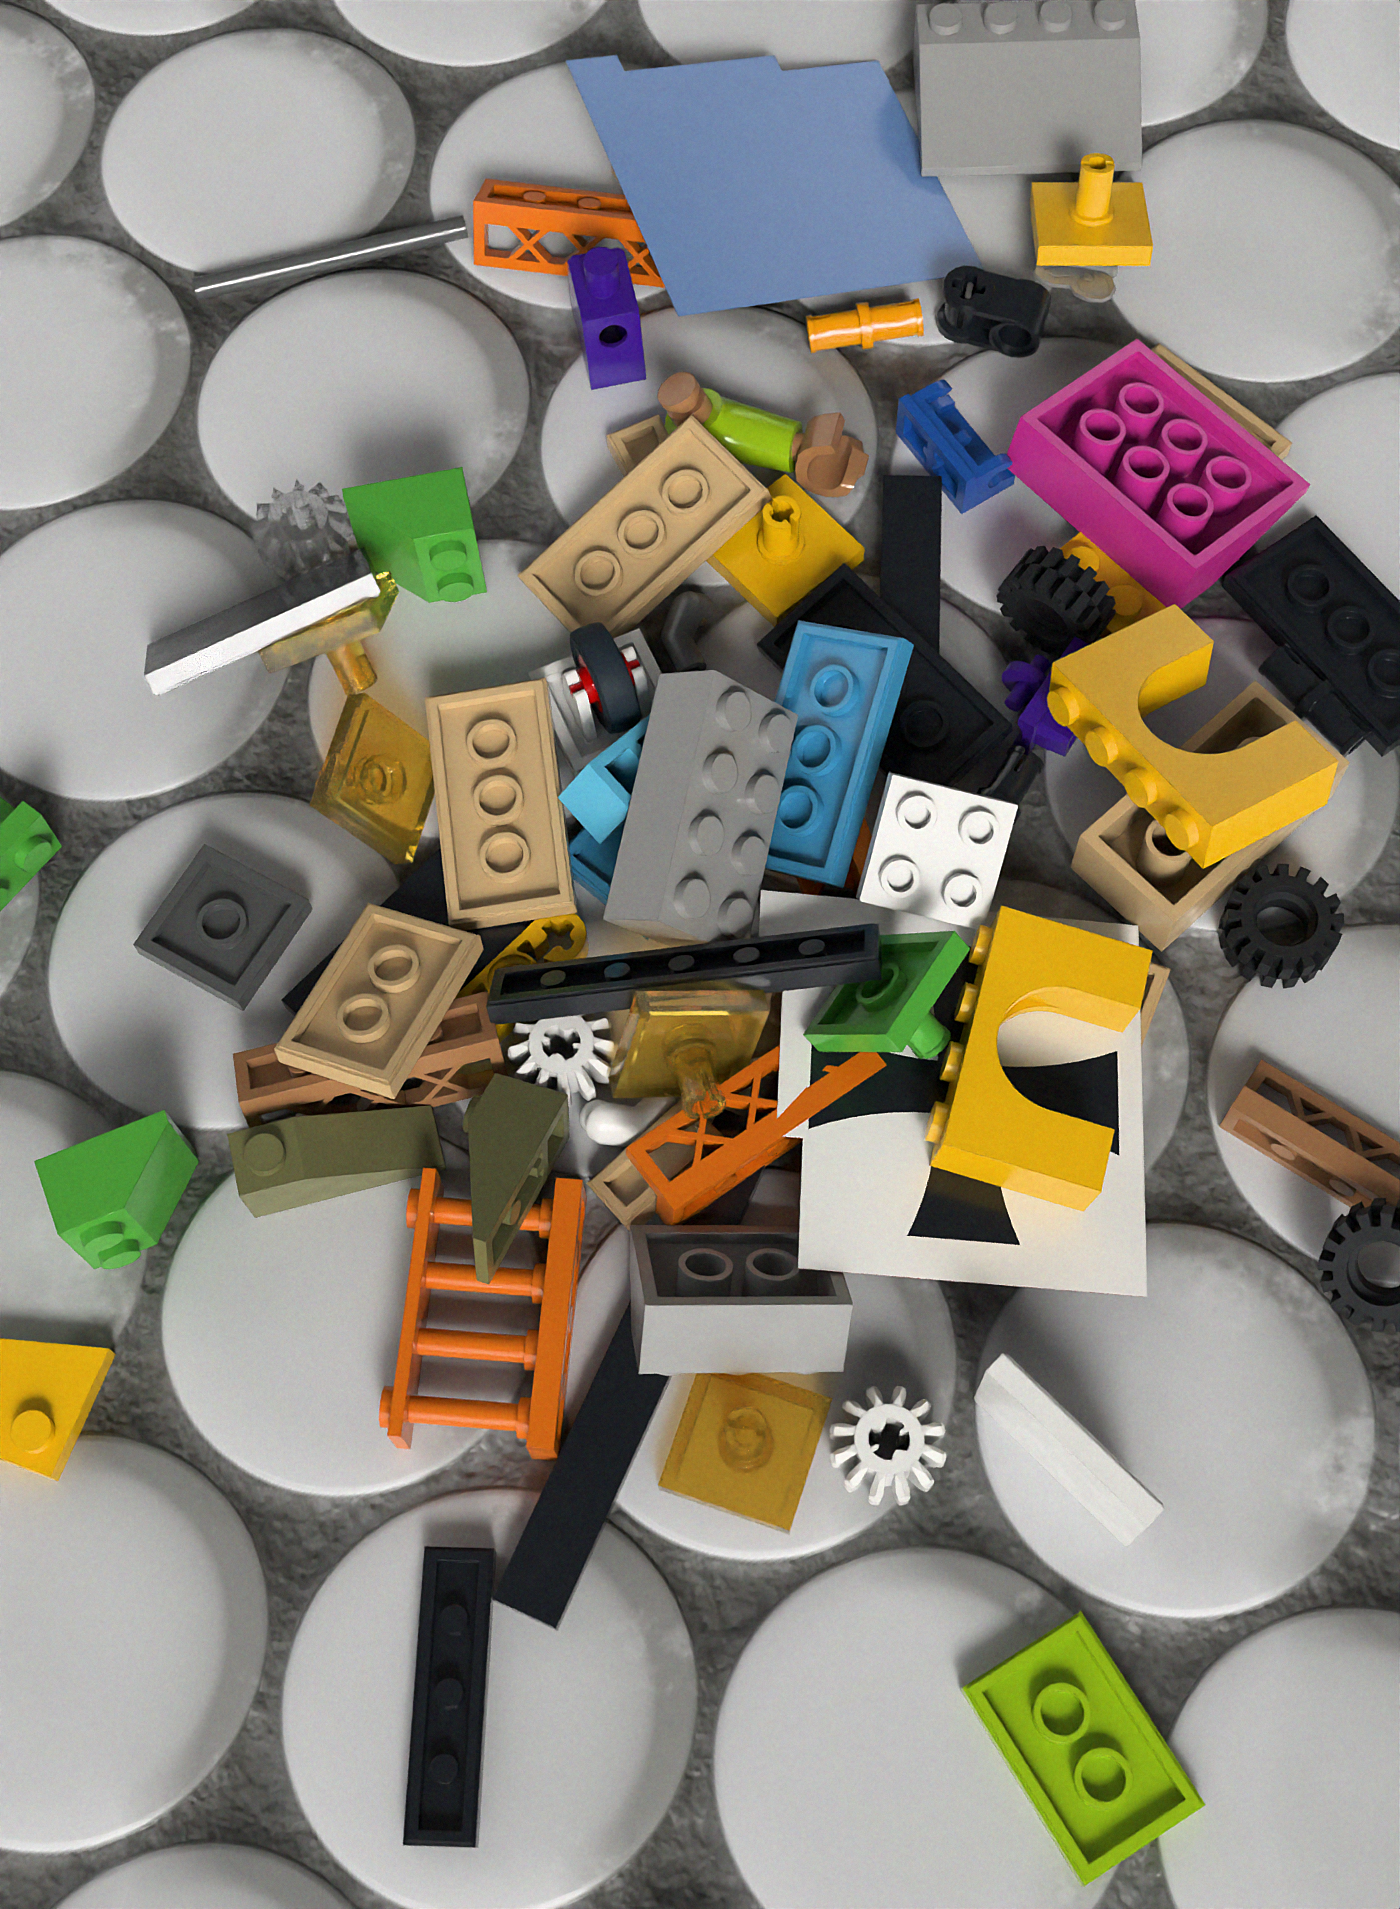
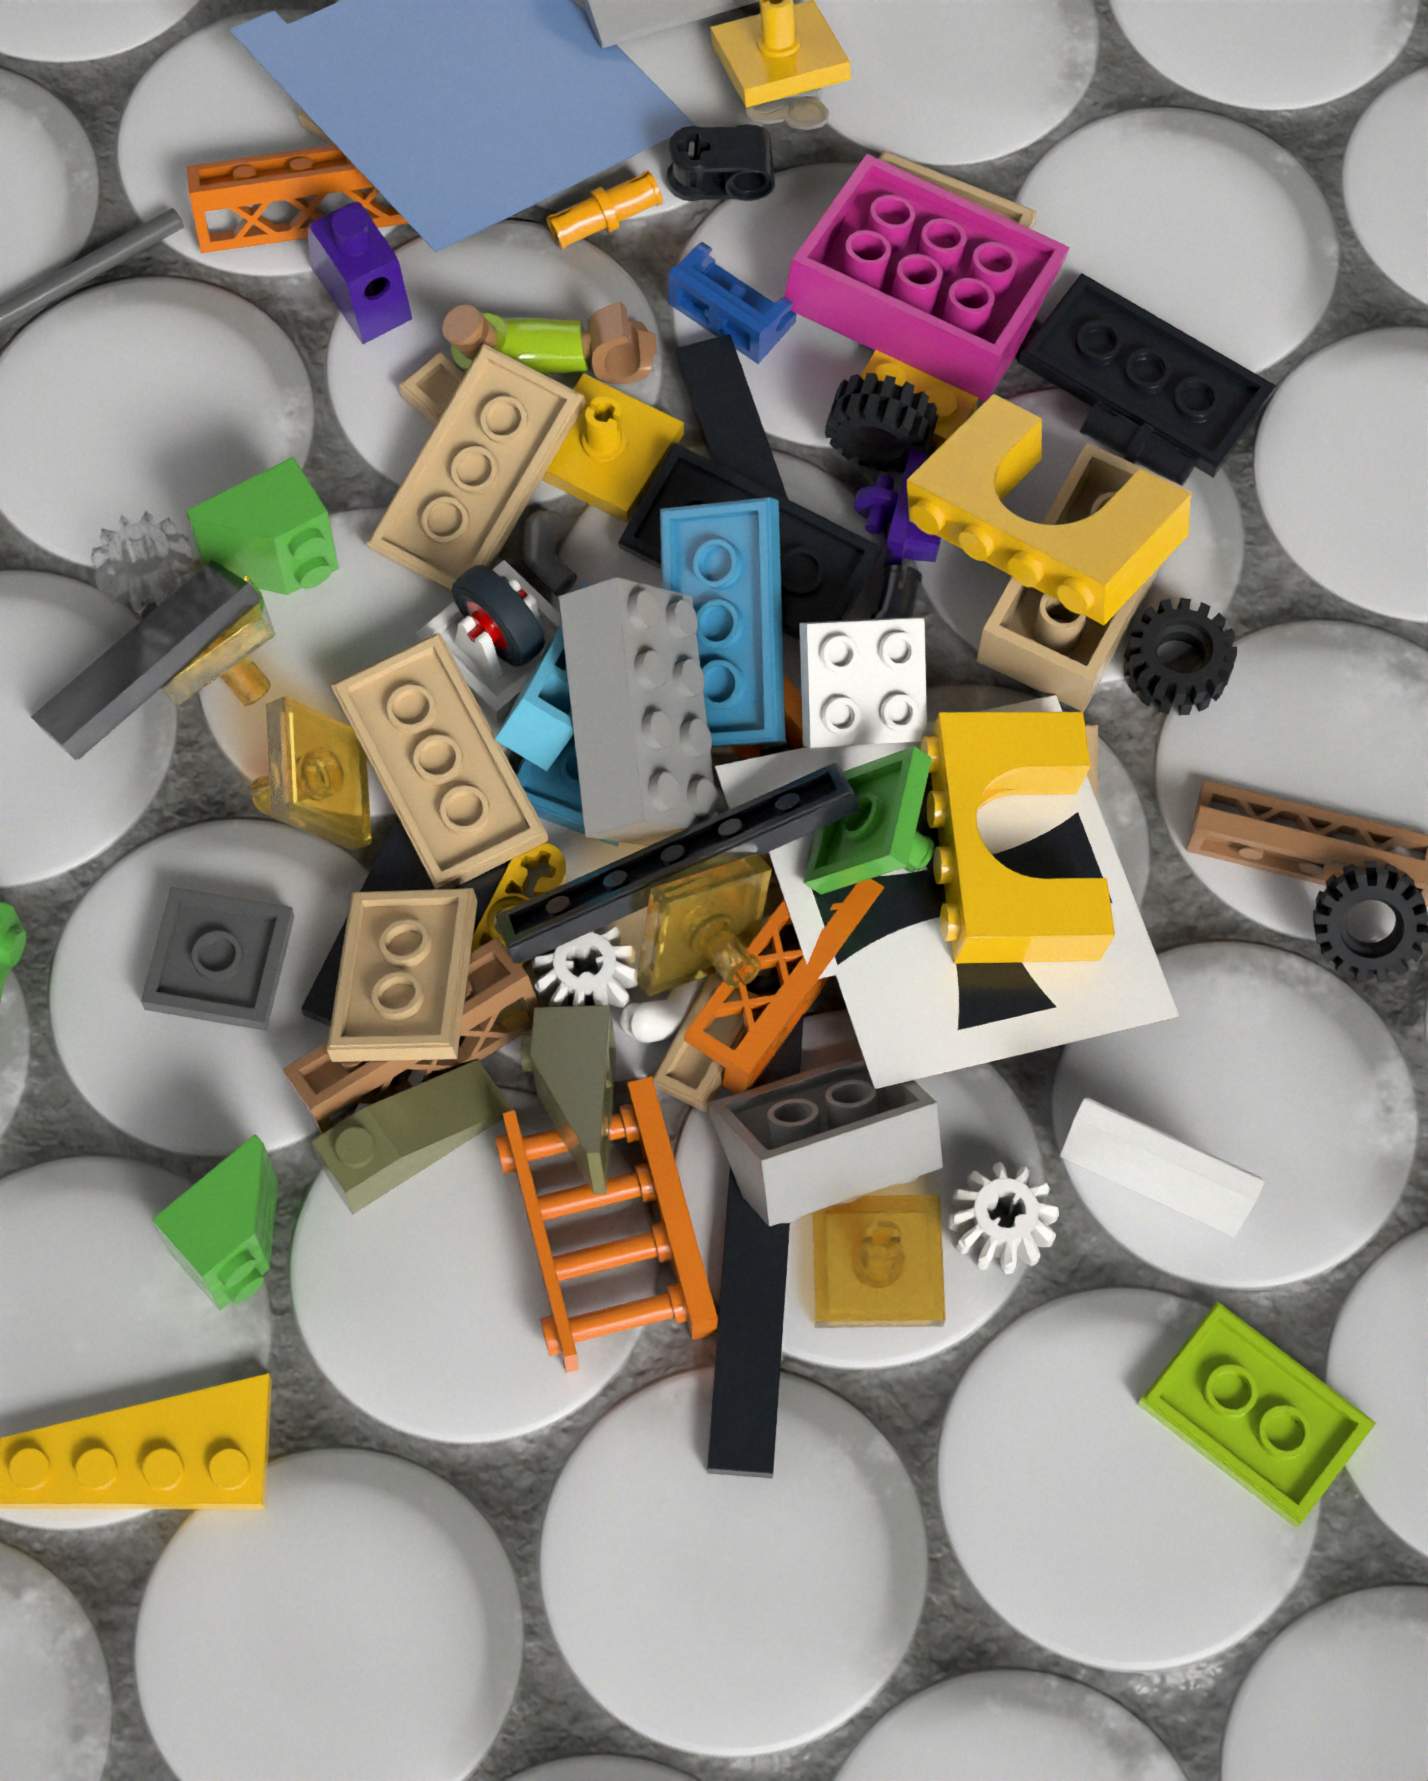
camera: 25 degrees left, 0 degrees up
(450, 1698) = (701, 1565): black tile -> none

